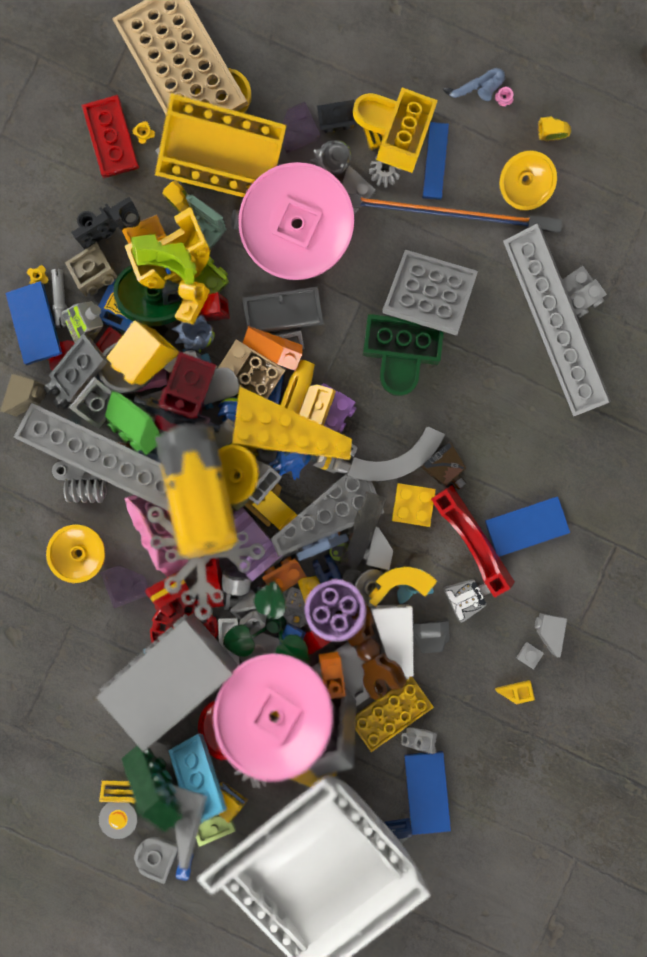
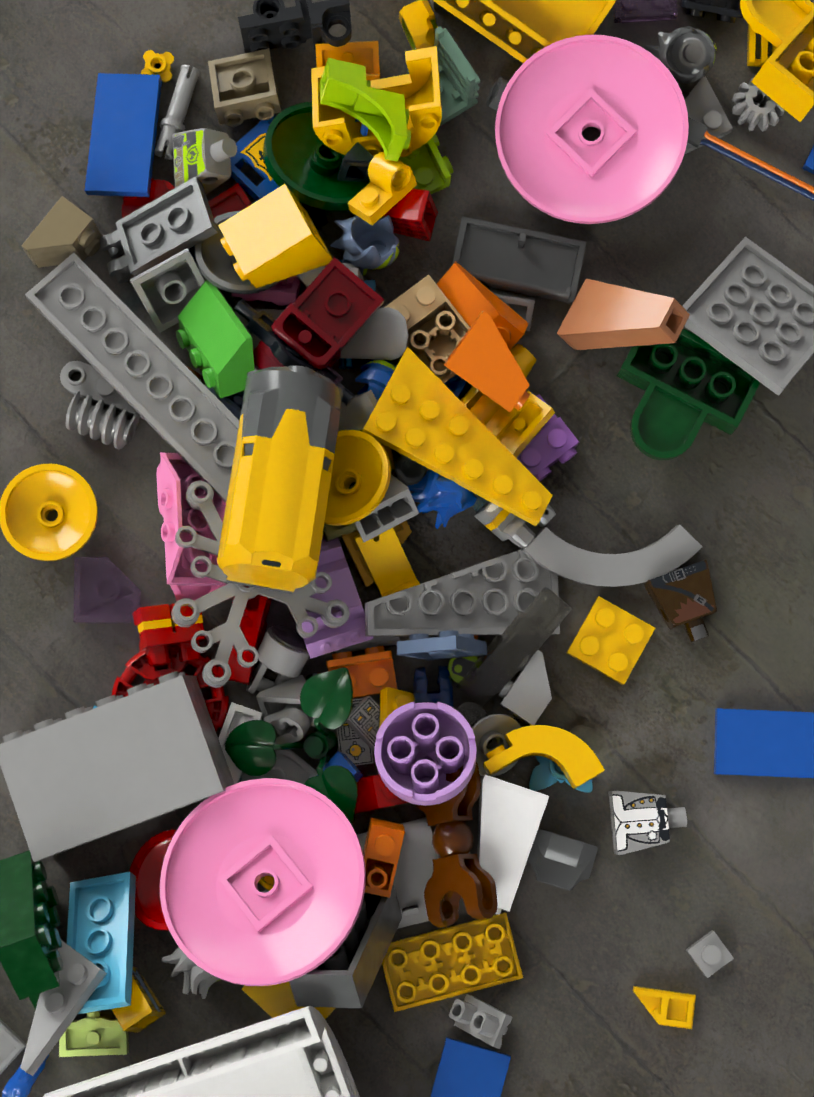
camera: 20 degrees right, 5 degrees down
(289, 381) = (489, 365): none -> orange slope
(352, 323) = (620, 317): none -> nougat slope
(490, 565) = (698, 778): red arch -> none
(551, 631) = (758, 927): light grey slope -> none

